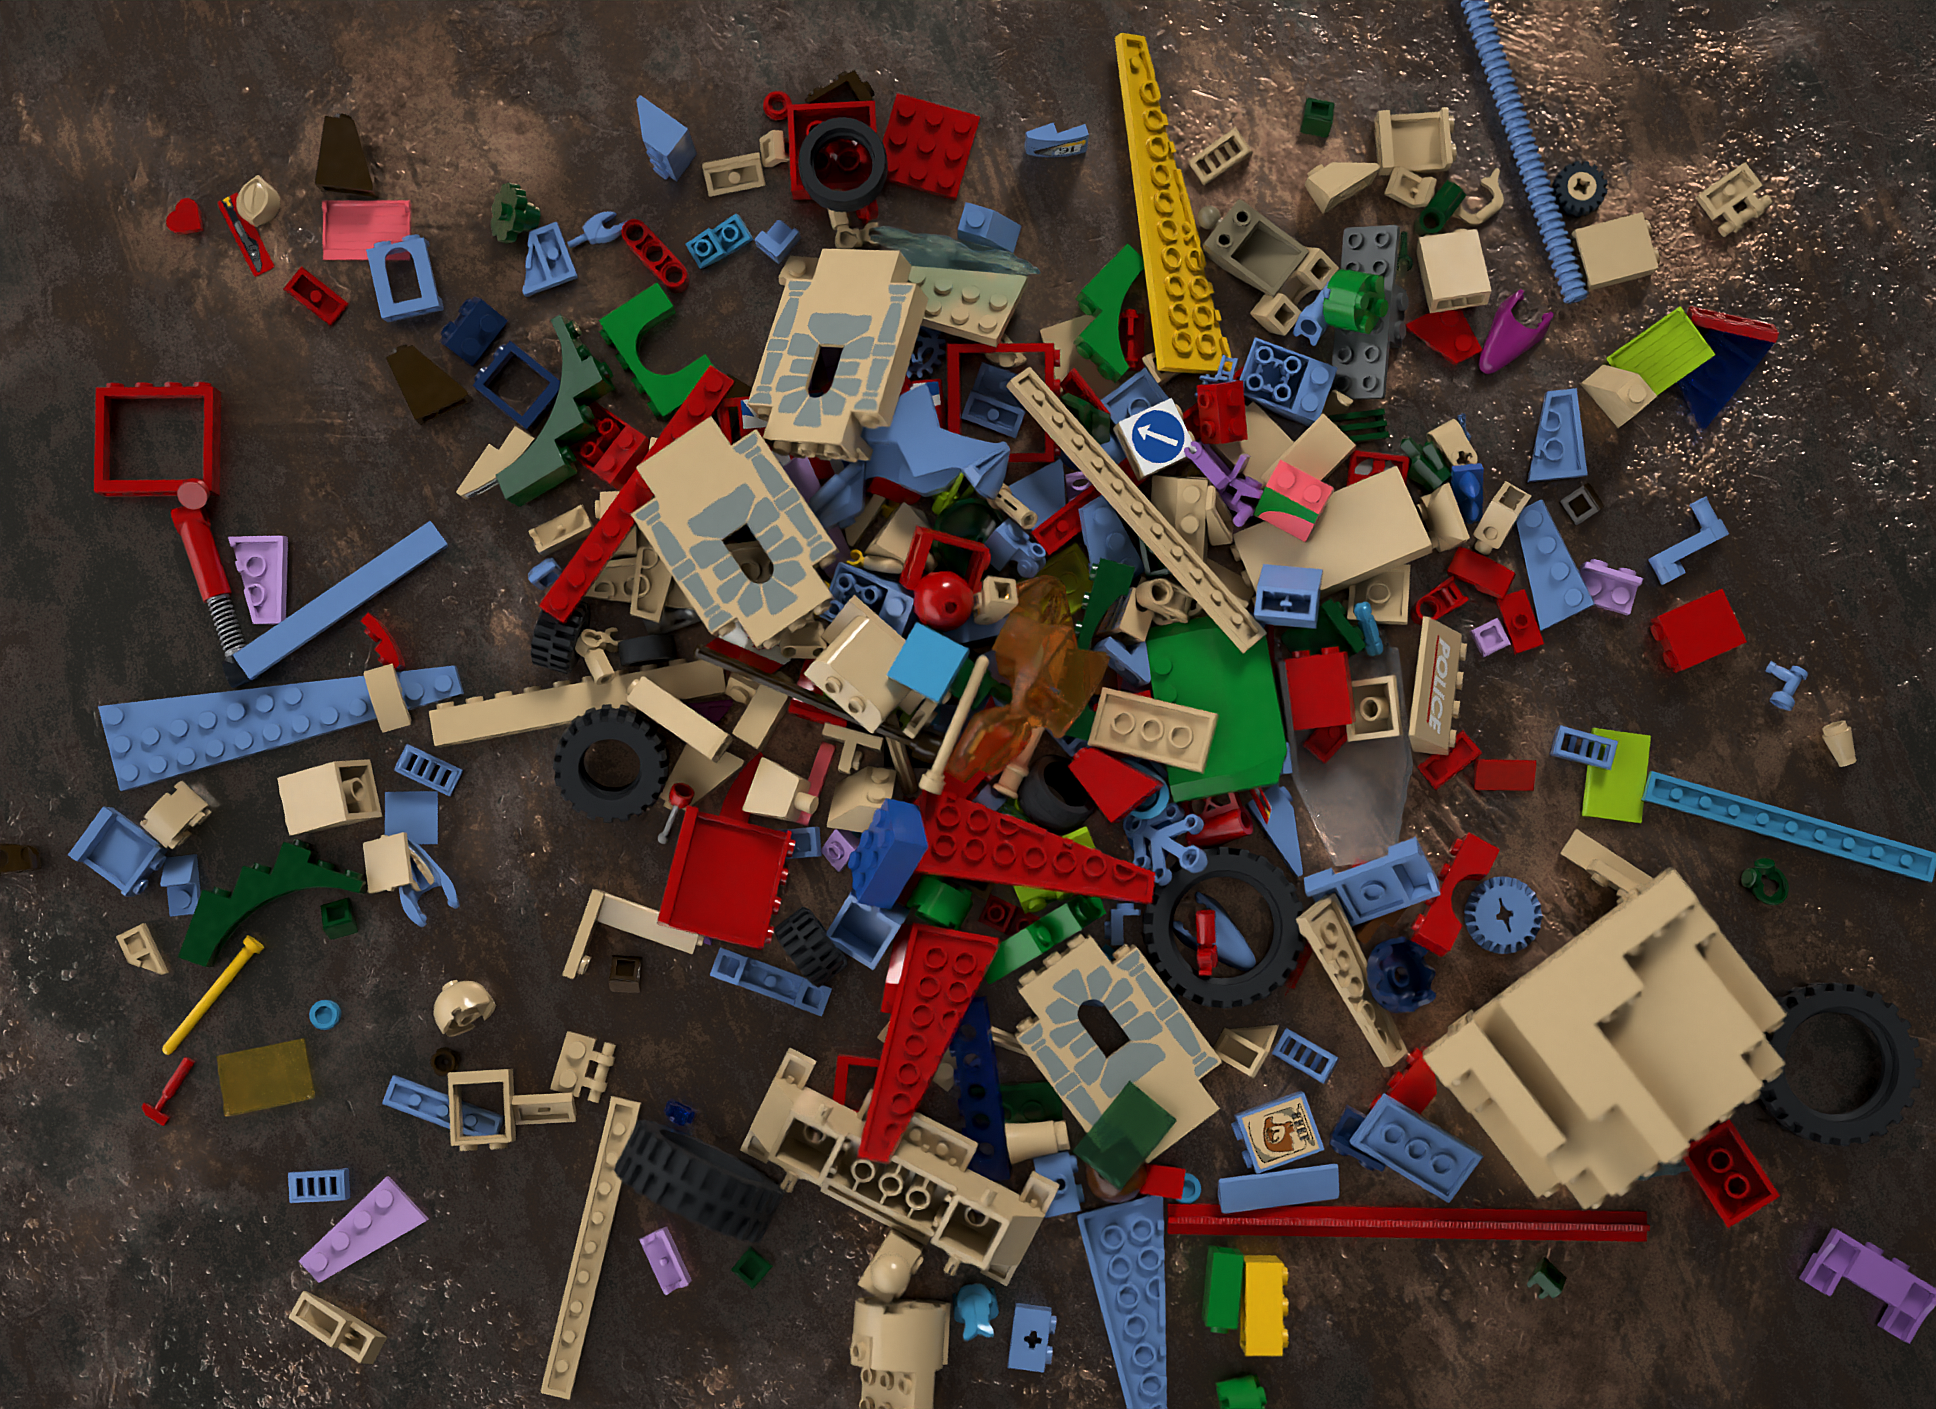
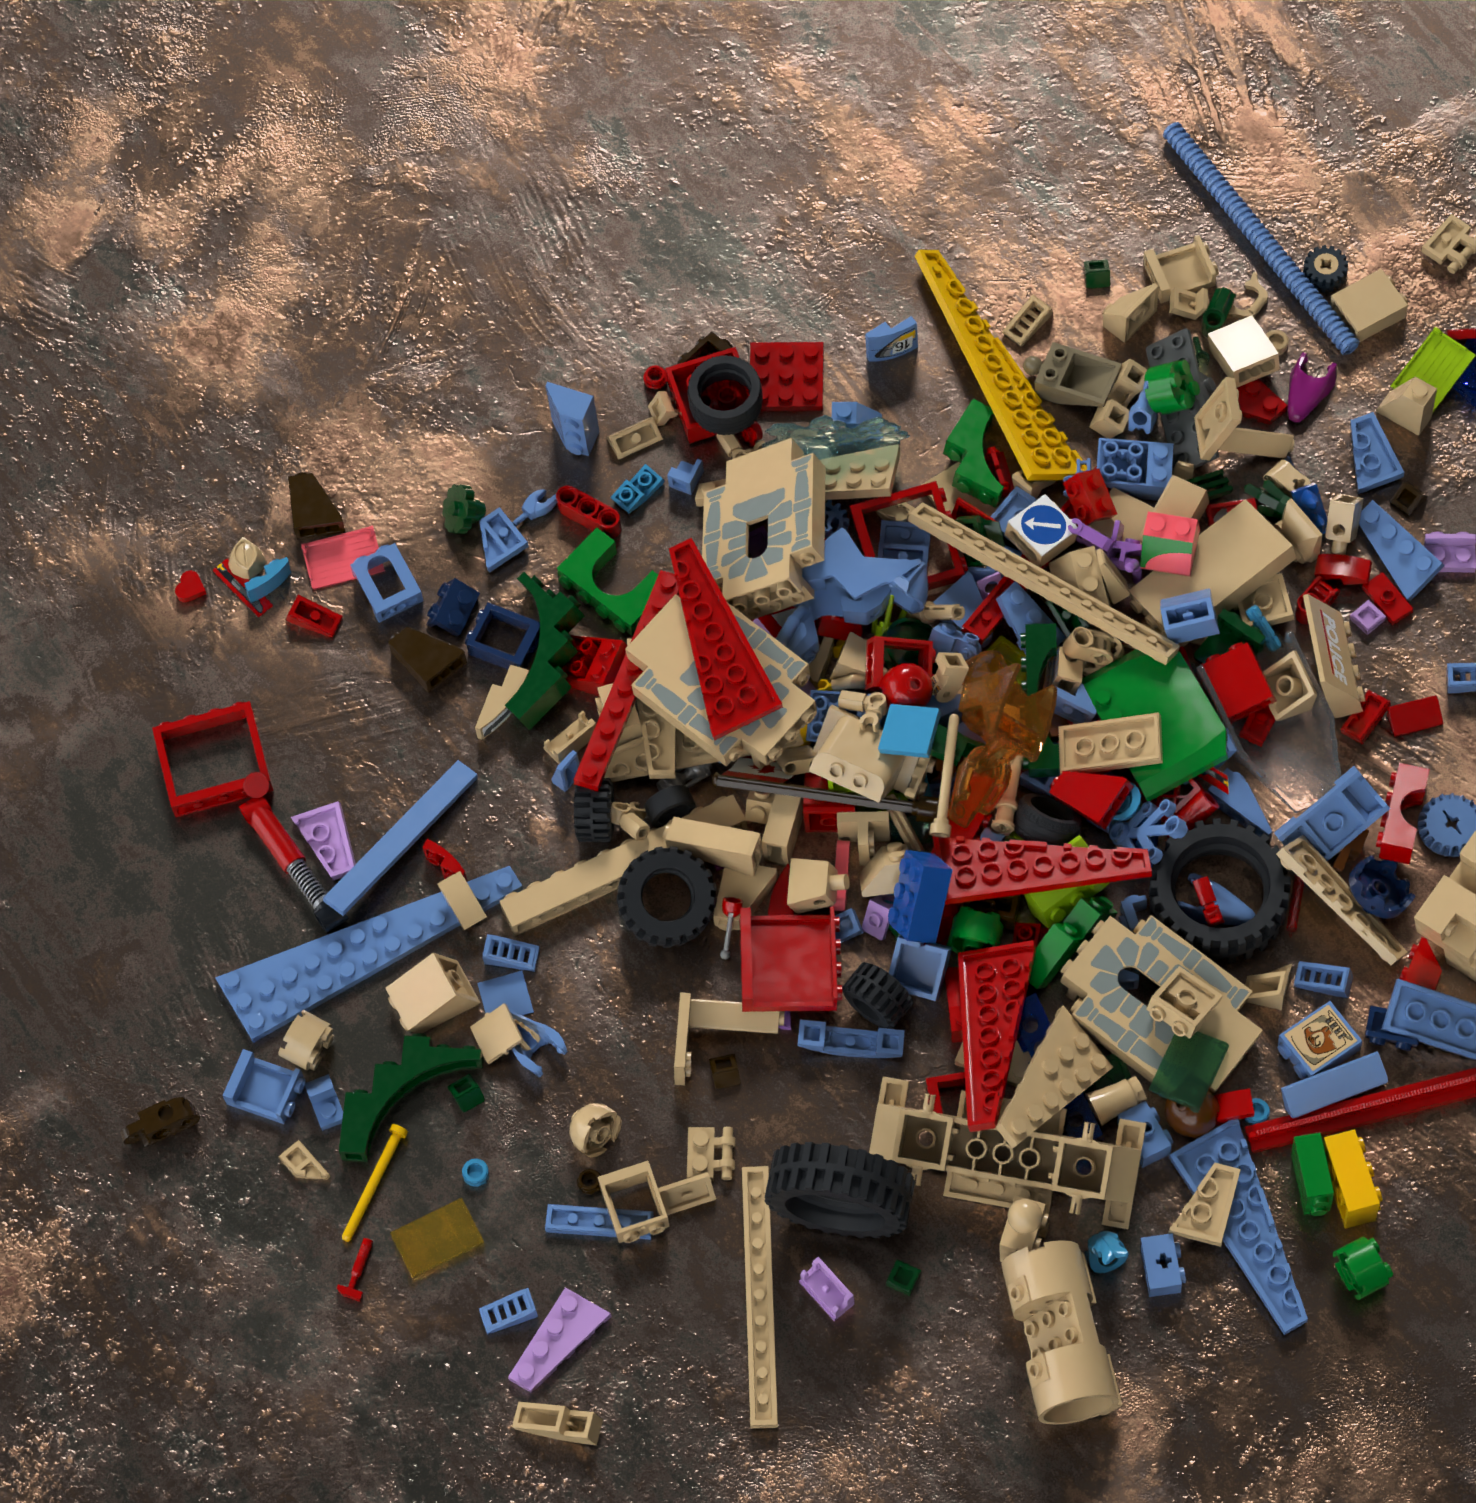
camera: 10 degrees left, 20 degrees down
(282, 233) = (276, 573): none -> dark azure slope
(743, 531) = (726, 665): none -> red wing
(901, 612) = (873, 705): none -> tan bar
(974, 1110) = (1056, 1075): none -> tan wing
(1100, 1293) = (1209, 1208): none -> tan wing
(1141, 1064) = (1183, 1003): none -> tan plate
(1397, 369) = (1217, 428): none -> tan piece
(1496, 264) = (1279, 340): none -> tan tile

